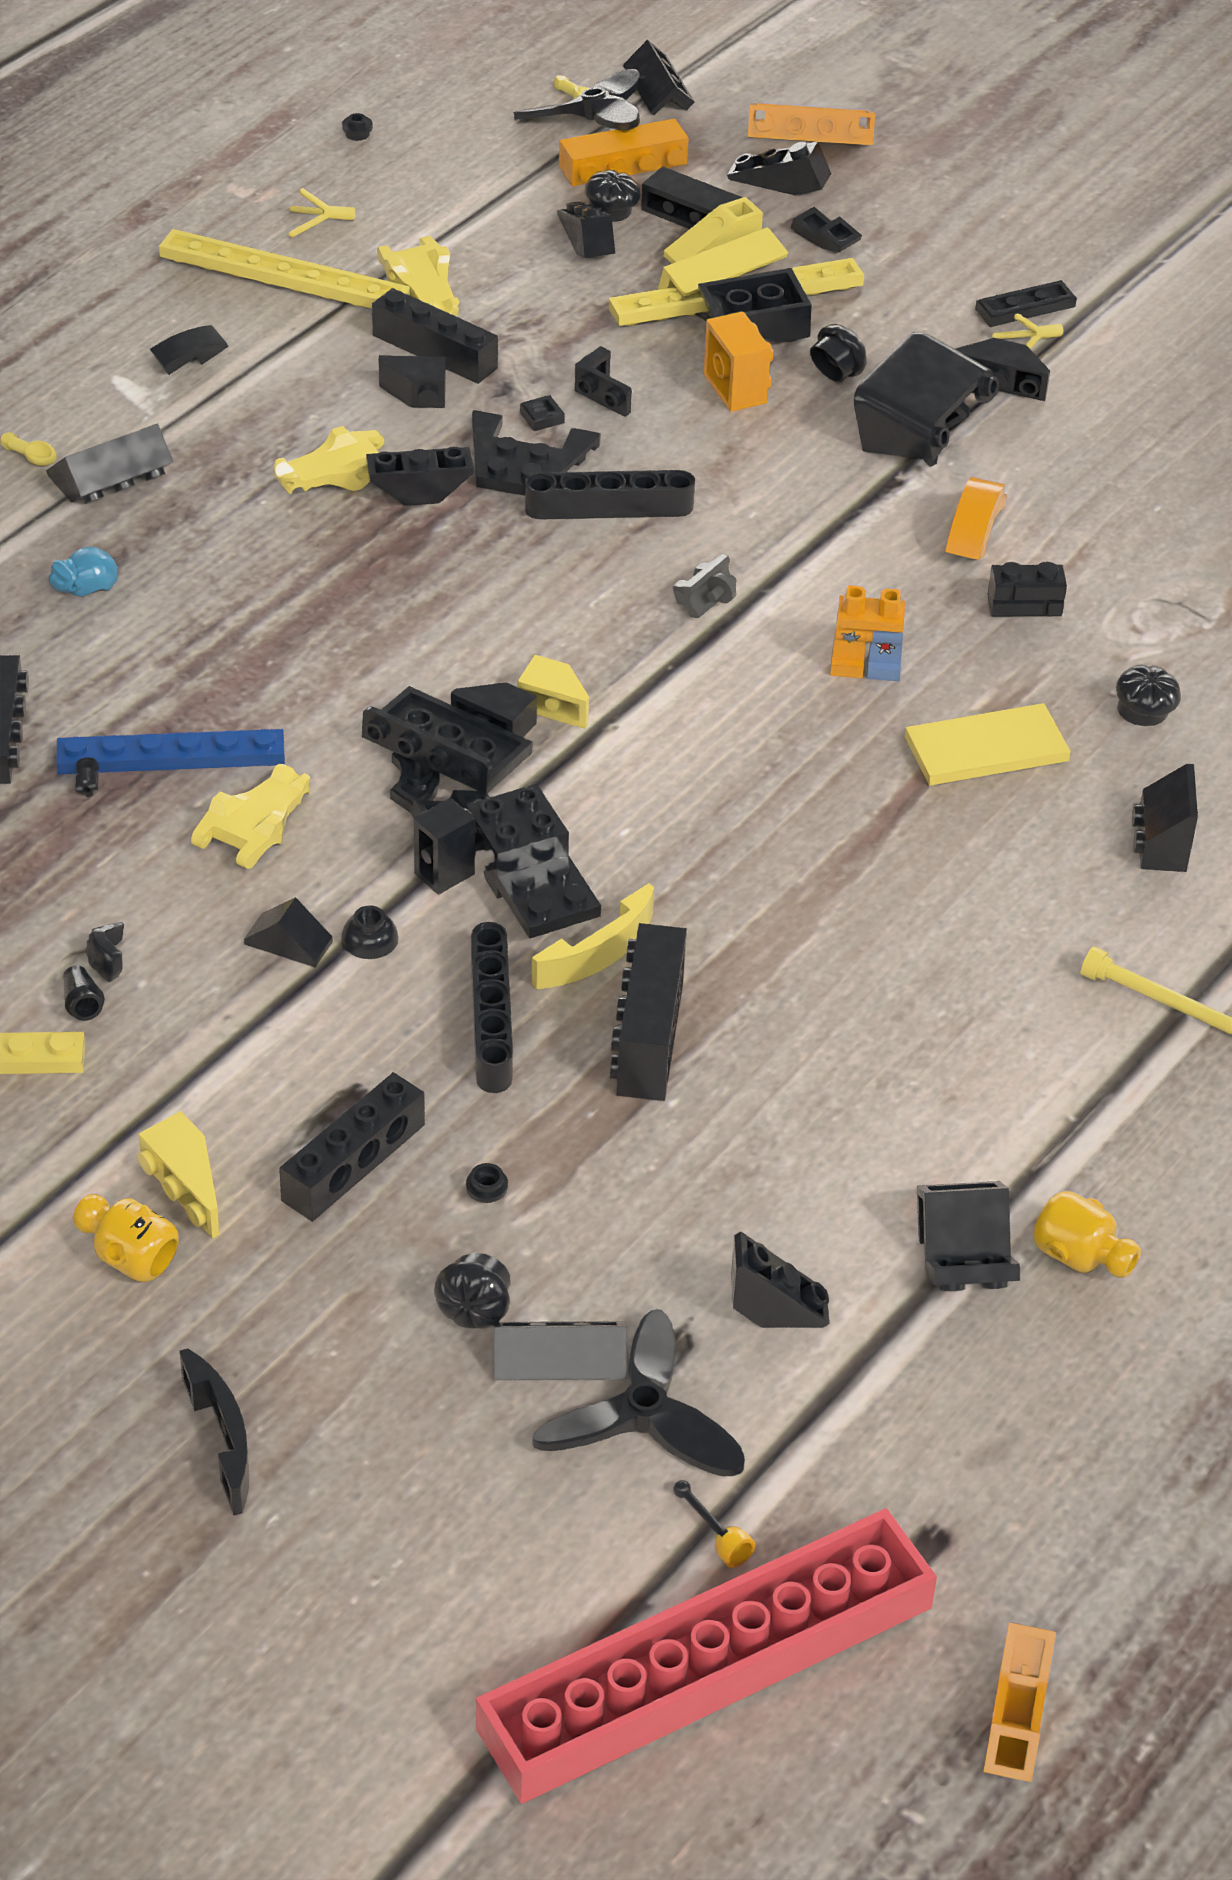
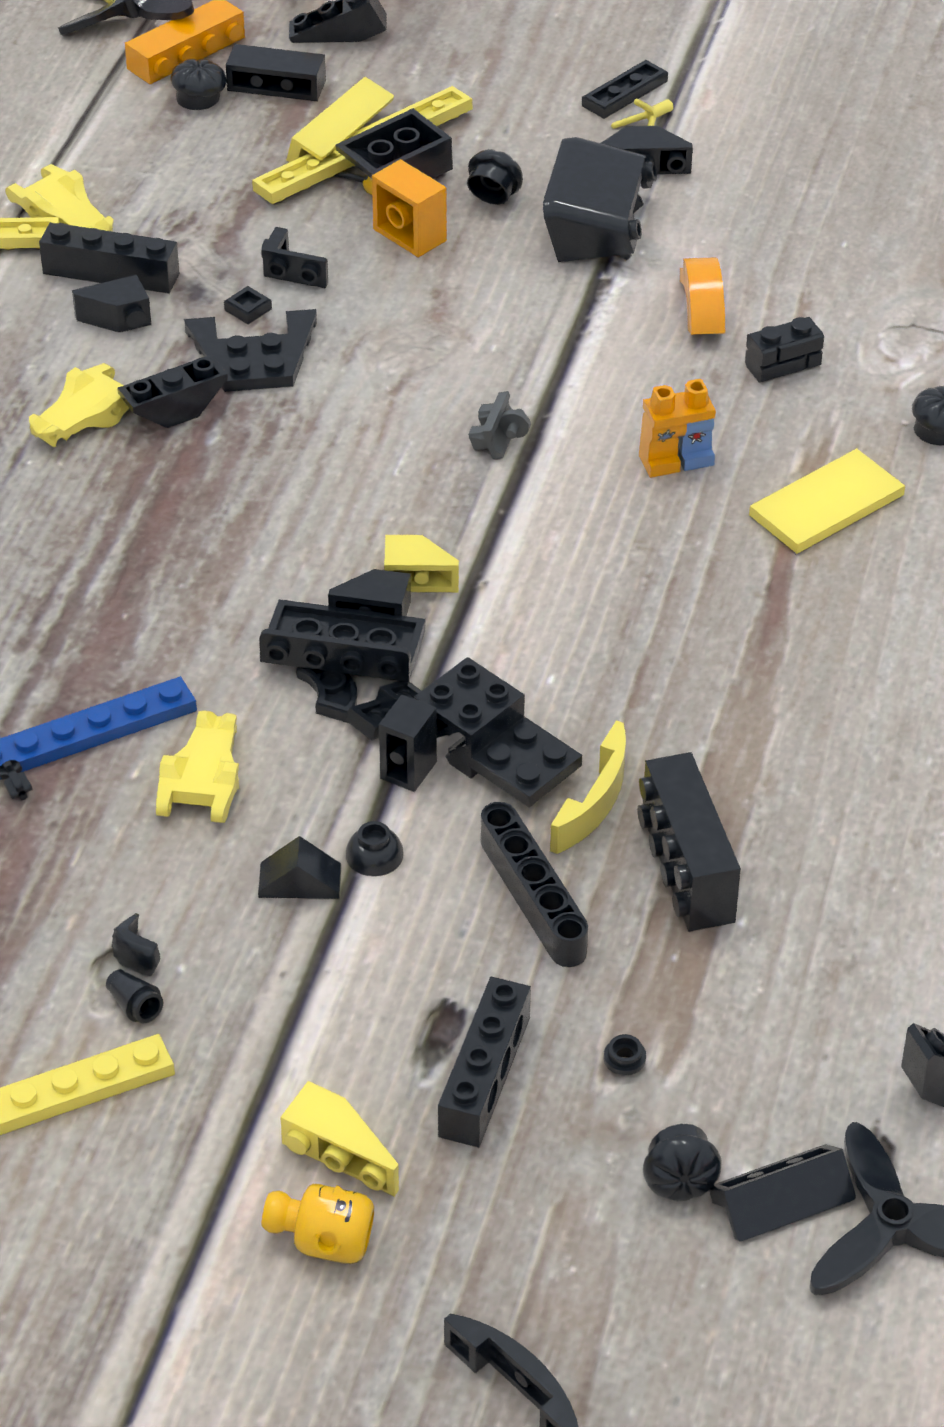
camera: 20 degrees left, 0 degrees up
(588, 229) = (195, 121): black slope -> none
(609, 494) = (358, 364): black beam -> none
(717, 228) = (318, 91): light yellow slope -> none
(823, 232) = (418, 70): black slope -> none

